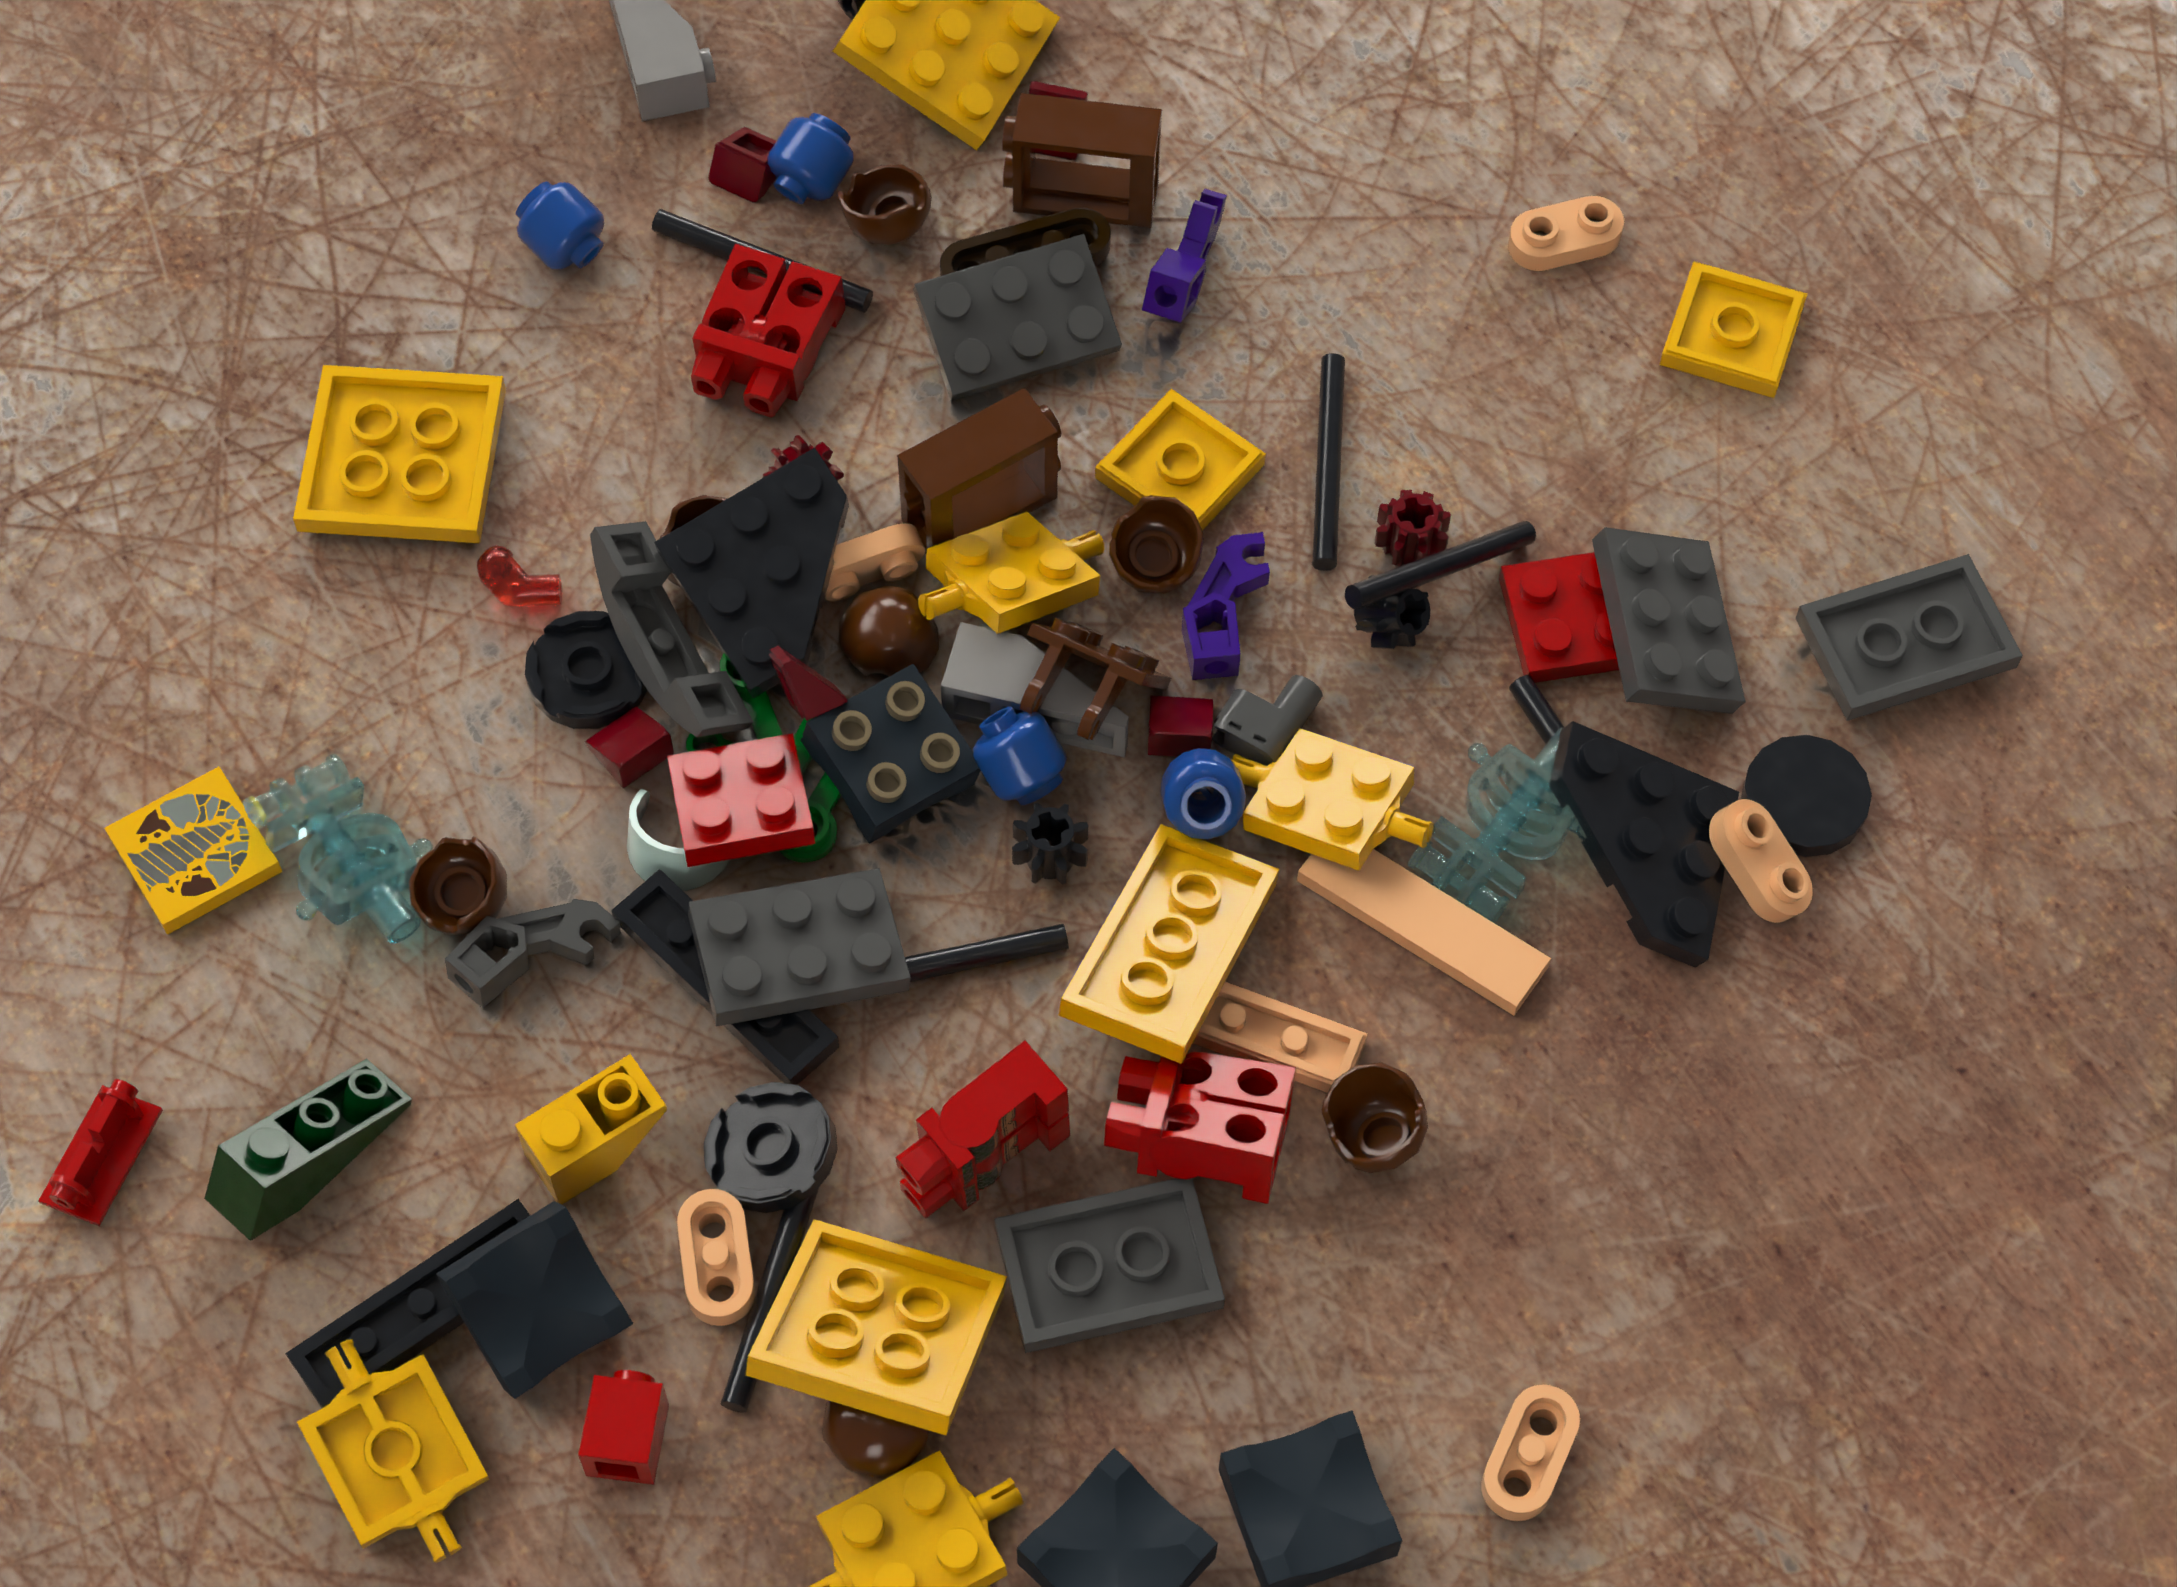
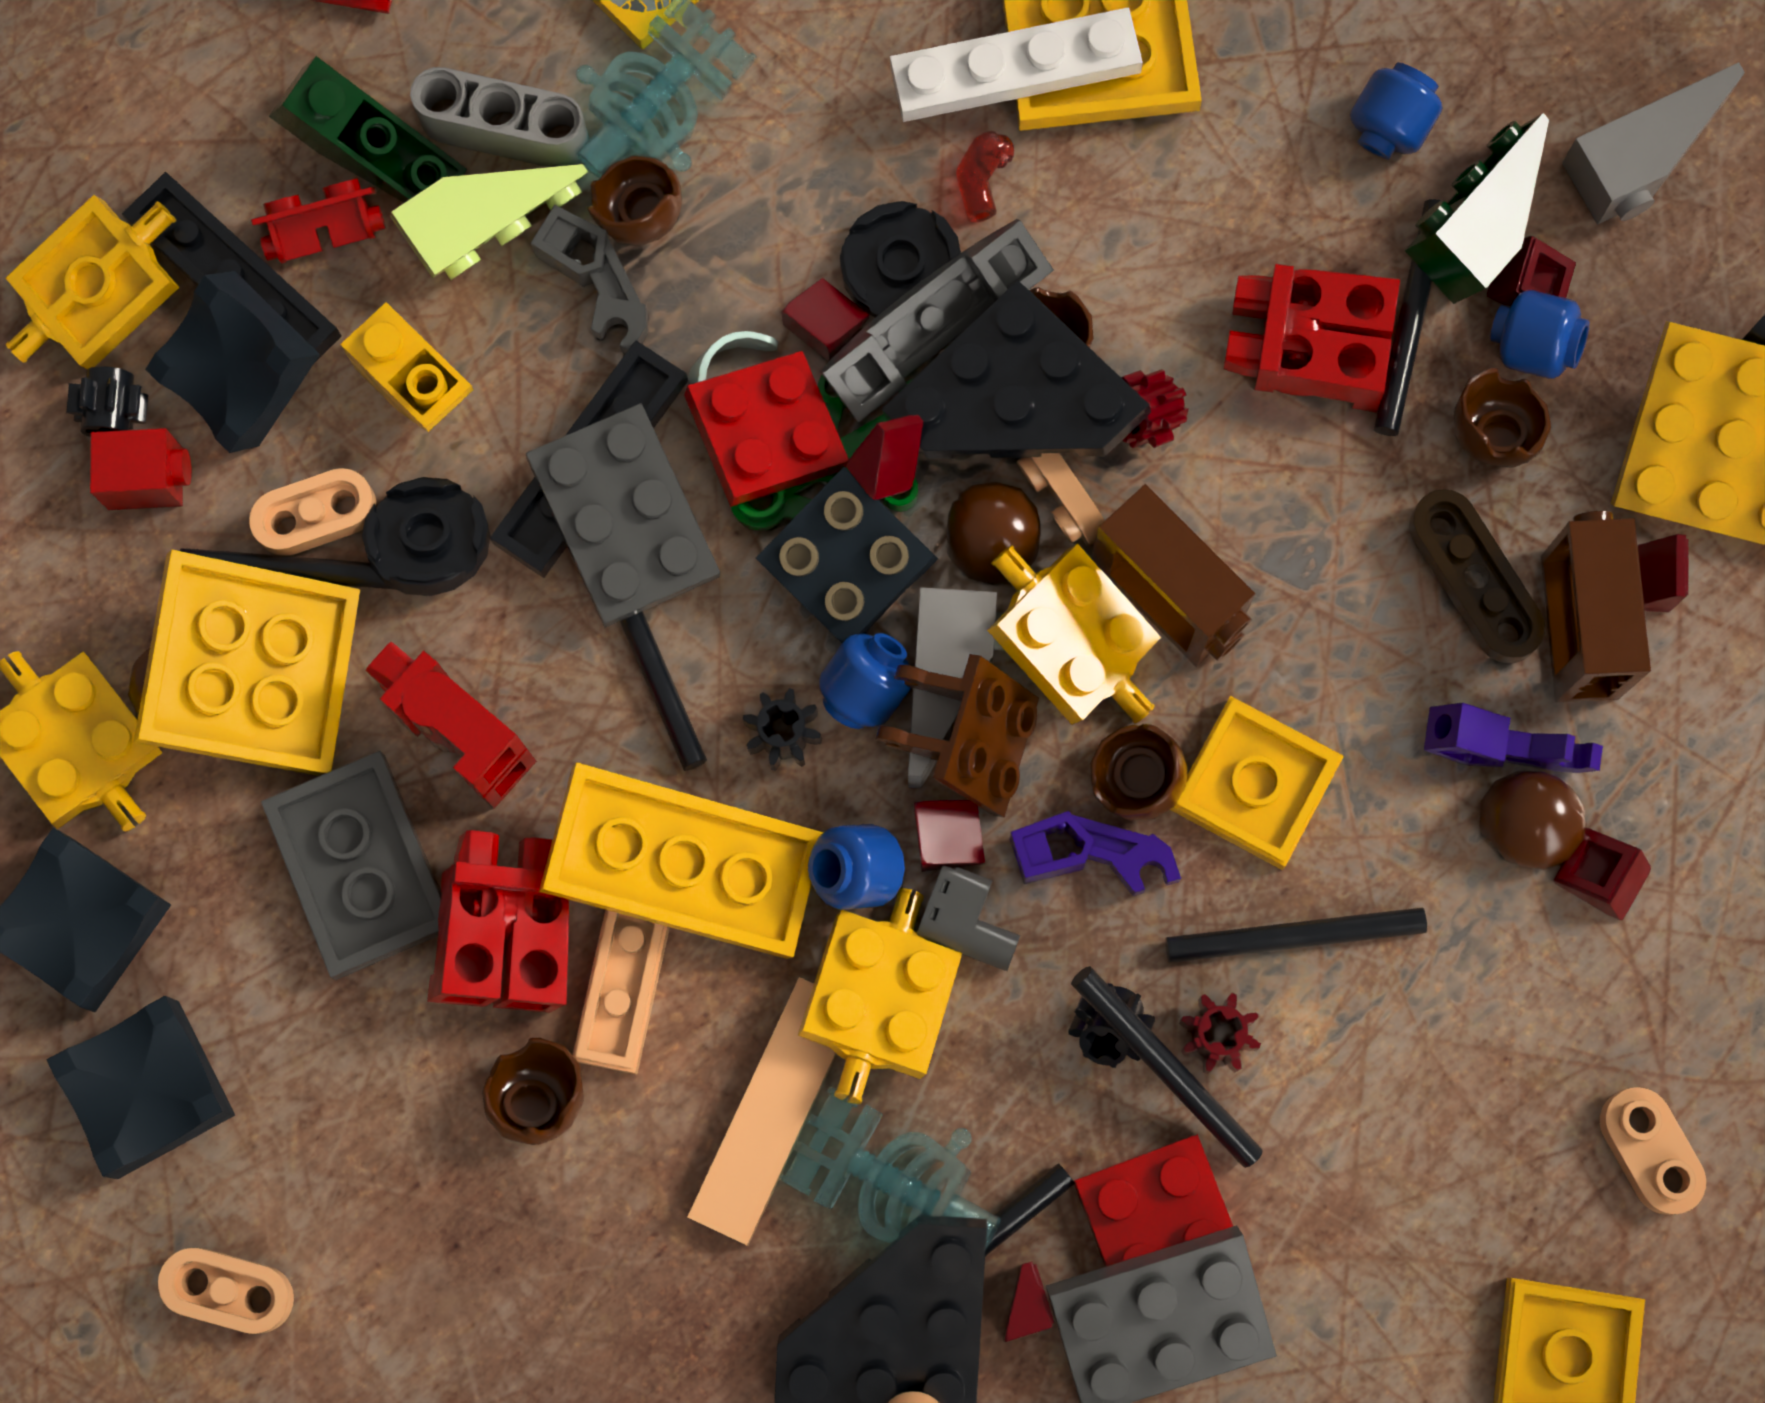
camera: 85 degrees right, 15 degrees up
(323, 977) = (481, 98): none -> light grey beam
(379, 1232) = (295, 225): none -> red hinge
(420, 520) = (1016, 64): none -> white plate
(429, 1051) = (468, 210): none -> yellowish green slope
(540, 1449) = (107, 401): none -> black gear
(685, 175) = (1486, 220): none -> slope
(1017, 317) = (1390, 582): dark grey plate -> none
(1256, 259) = (1533, 819): none -> reddish brown hair
(1313, 220) = (1604, 873): none -> dark red slope
(1639, 723) = (1029, 1305): none -> dark red slope

